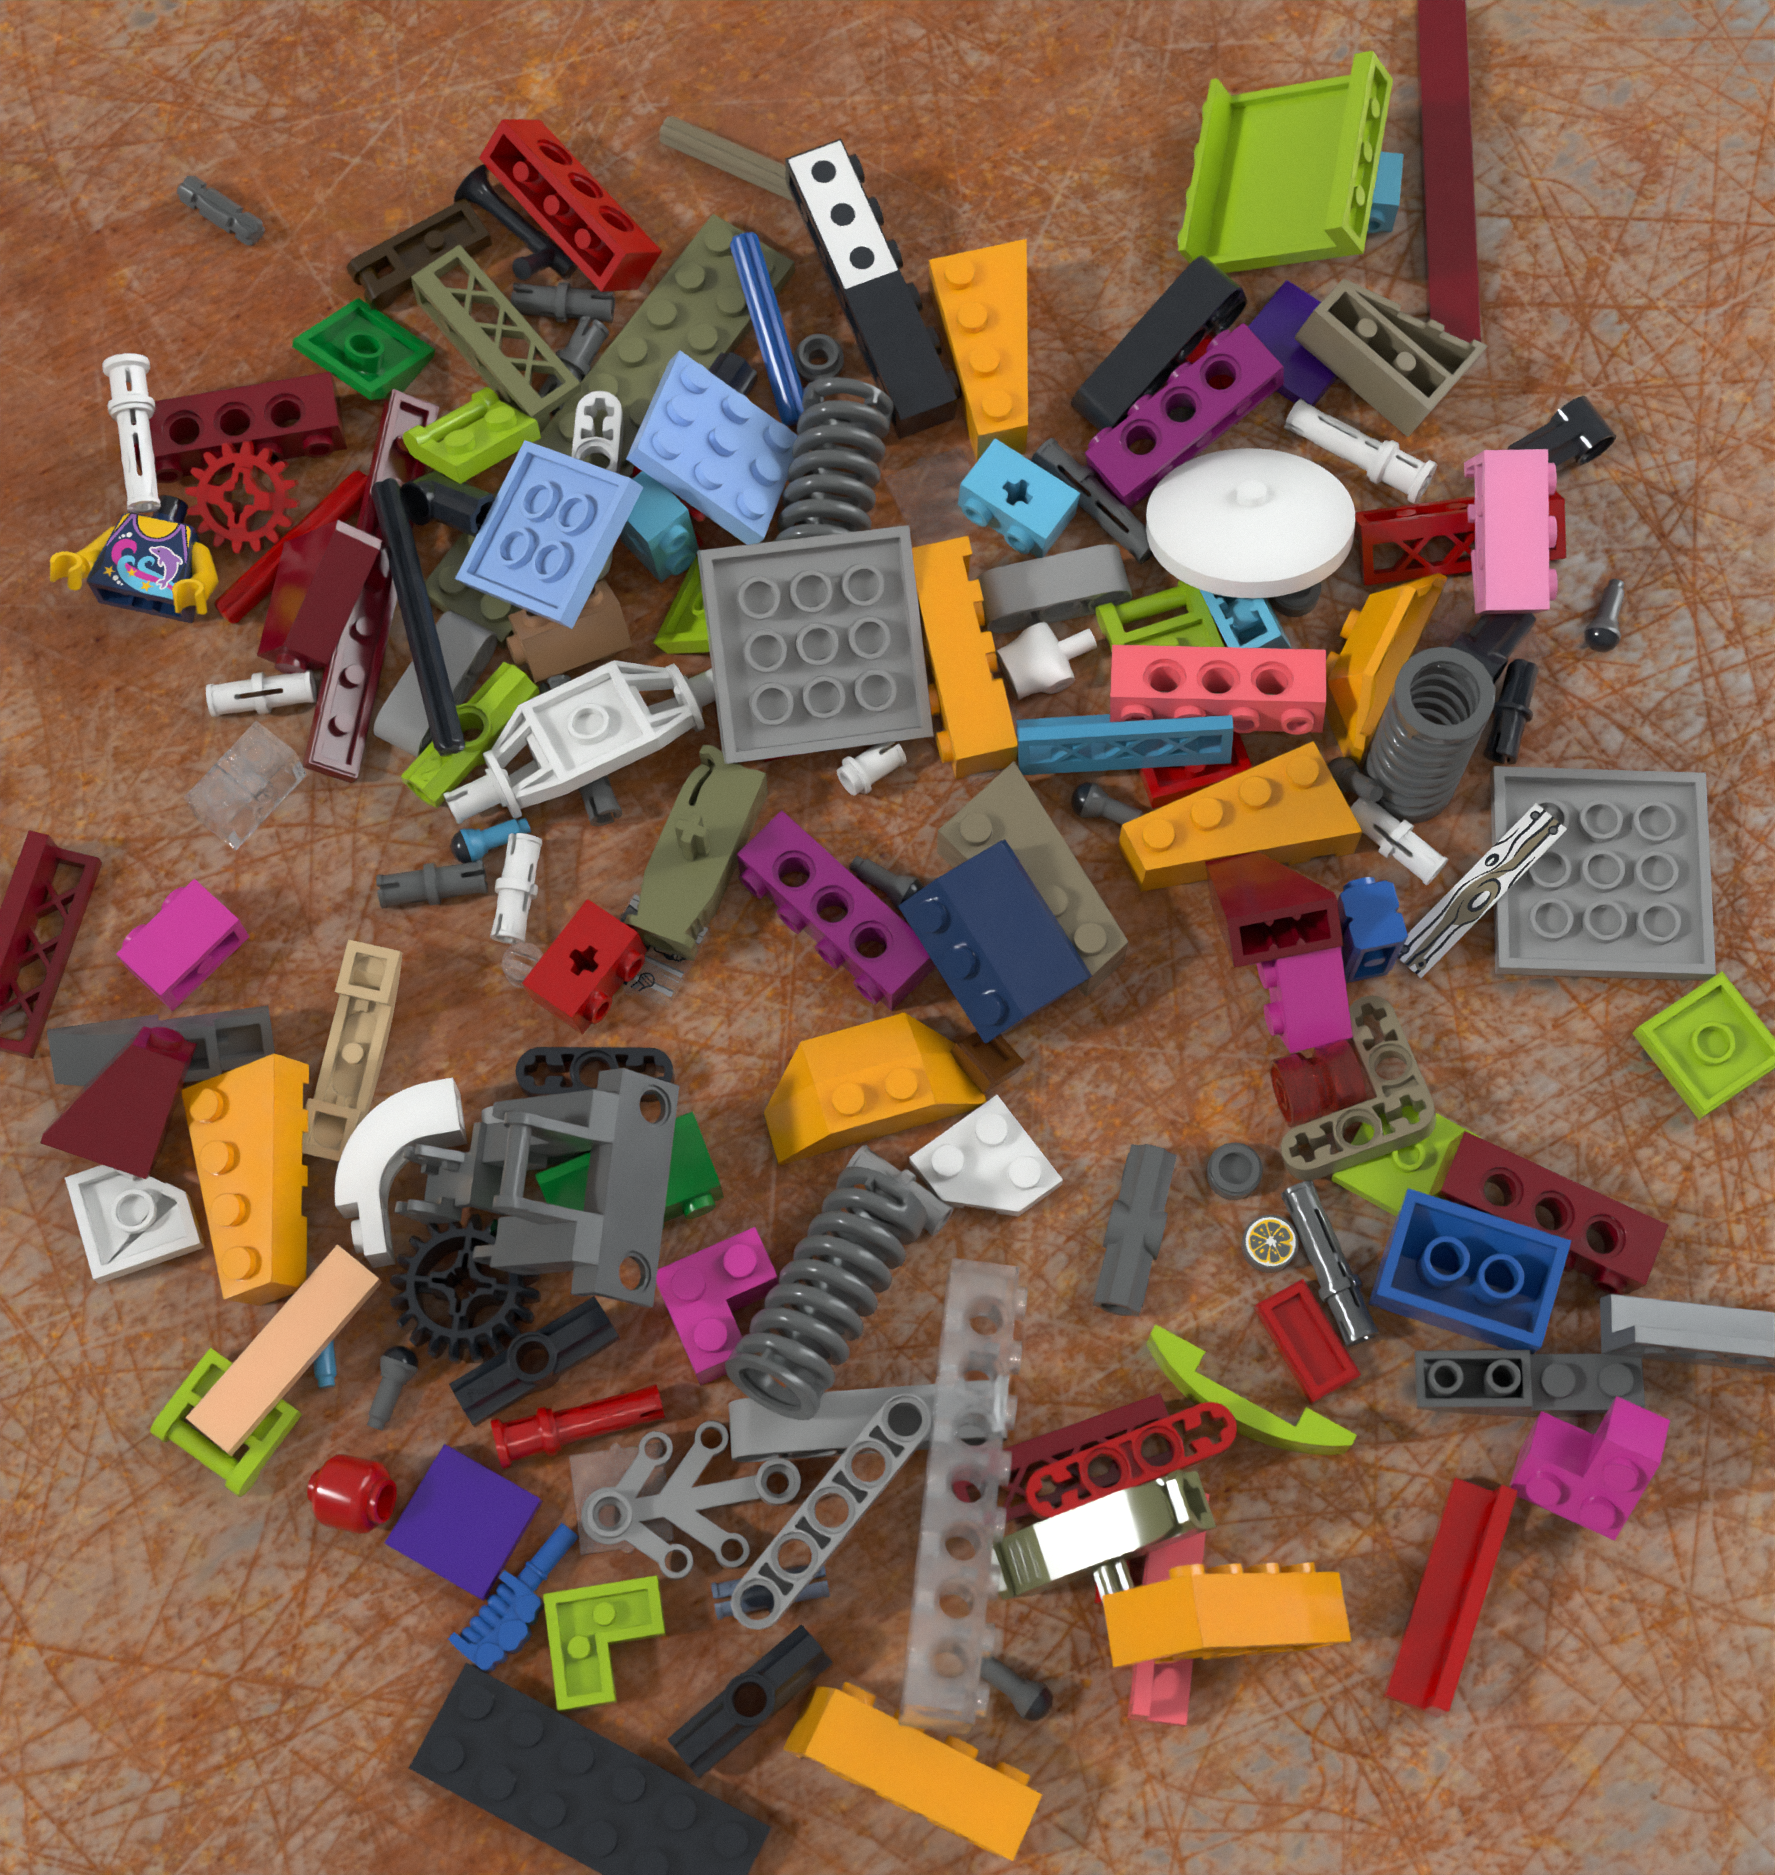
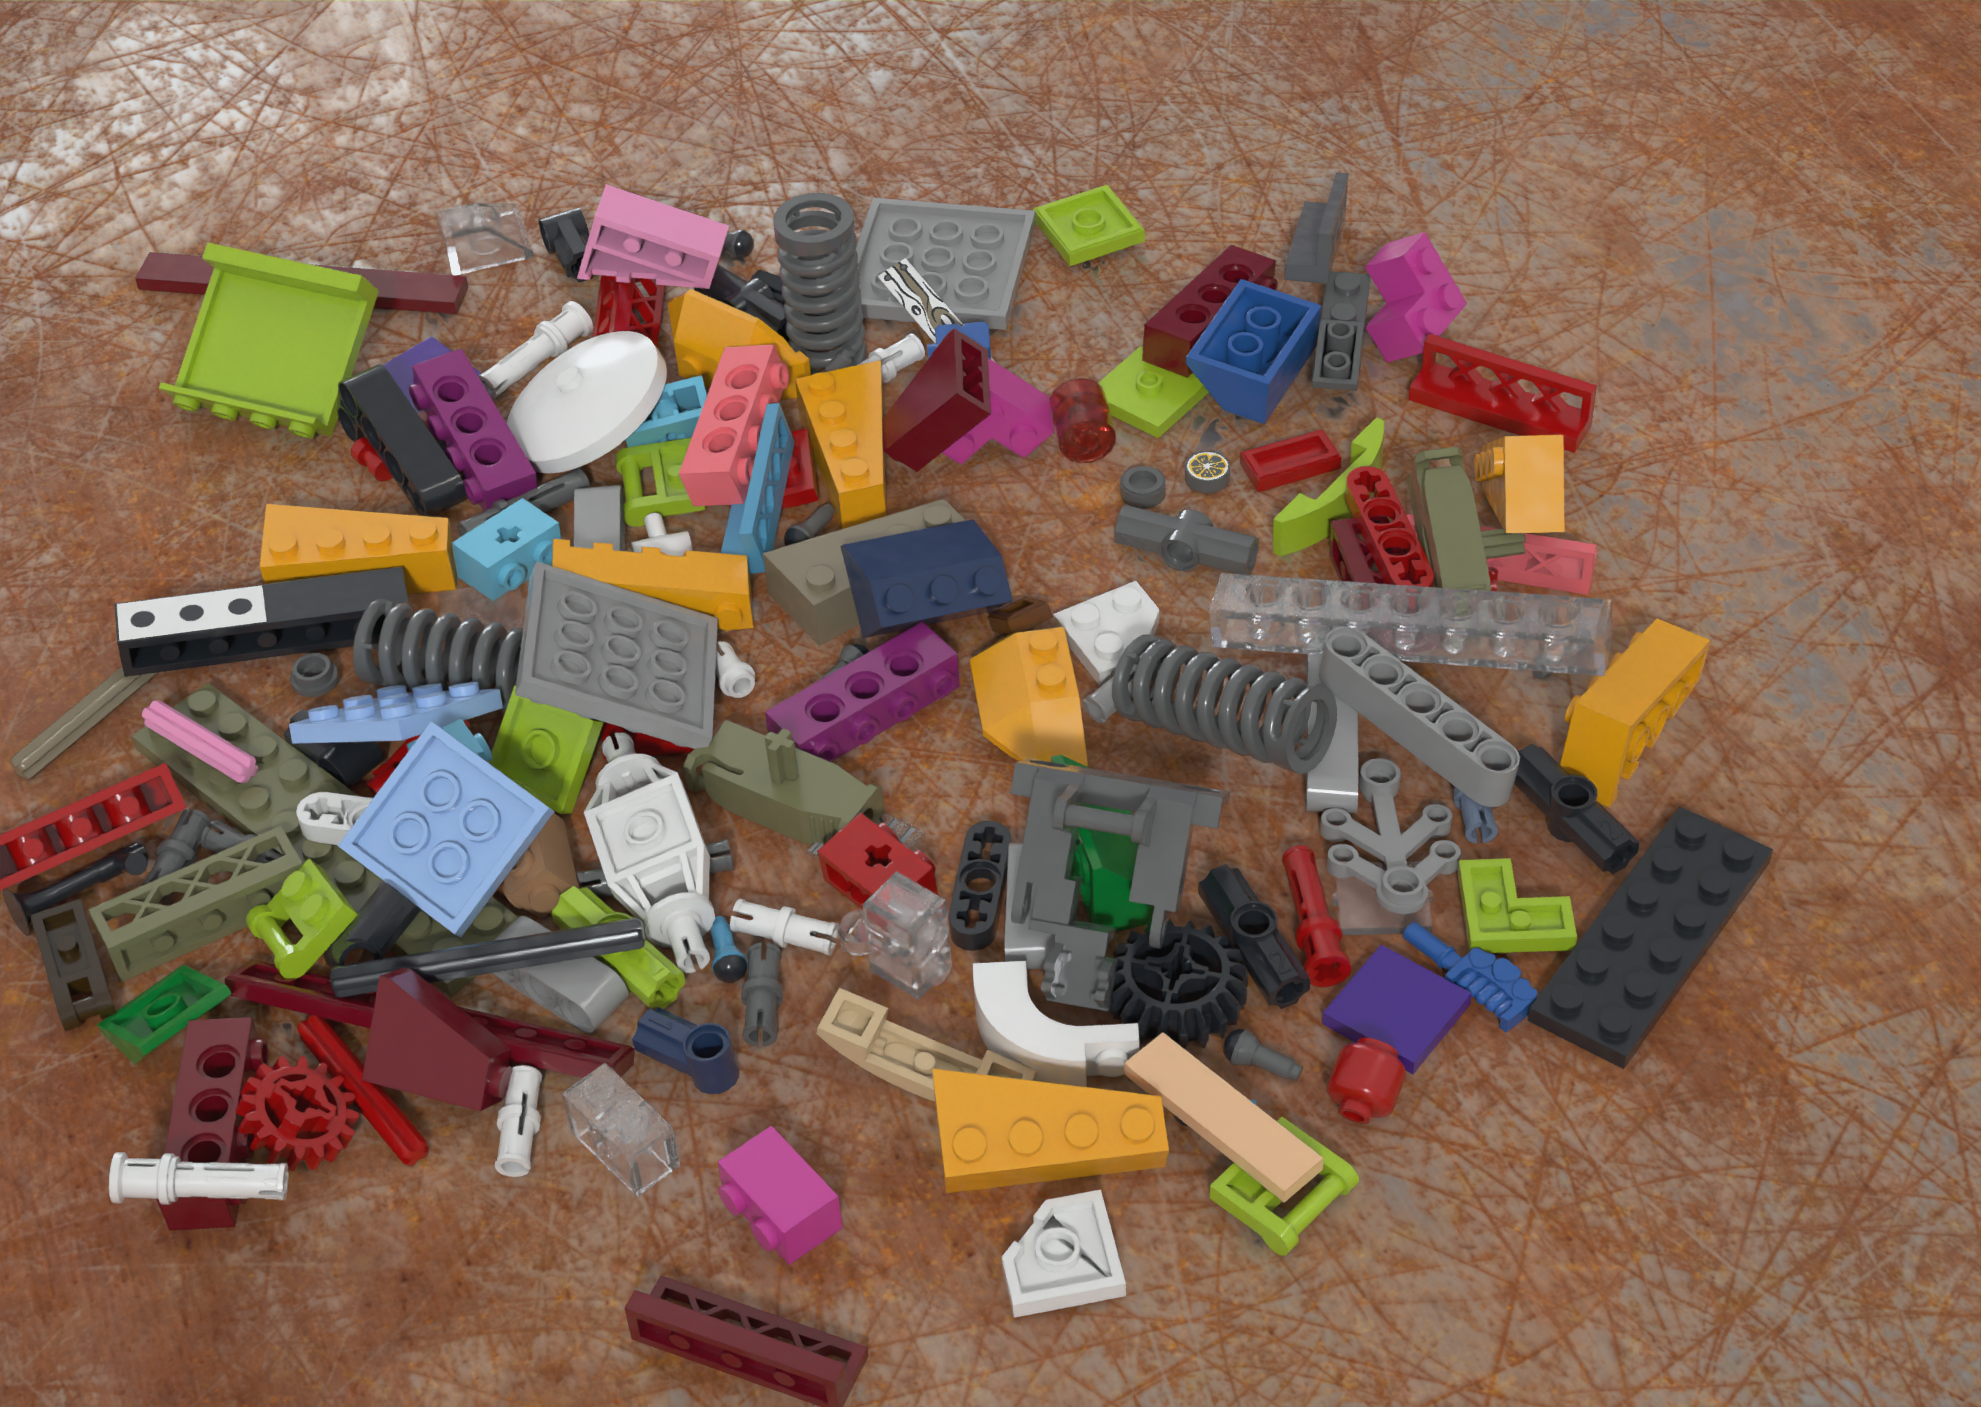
camera: 80 degrees left, 25 degrees down
(127, 1105) = (949, 1221): dark red slope -> none
(145, 564) = (351, 1199): torso -> none
(222, 1040) = (894, 1218): dark grey slope -> none
(354, 825) = (693, 1049): none -> dark blue piece
(482, 1008) = (908, 935): none -> clear brick
(689, 277) = (200, 741): none -> bright pink axle
(707, 1289) = (1248, 819): dark pink brick -> none
(768, 326) = (265, 694): blue axle -> none
(1334, 1274) = (1248, 433): dark grey pin -> none
(1385, 353) = (464, 312): dark tan wedge -> none
(1389, 1100) = (1102, 369): dark tan beam -> none
(1565, 341) = (483, 236): none -> clear slope

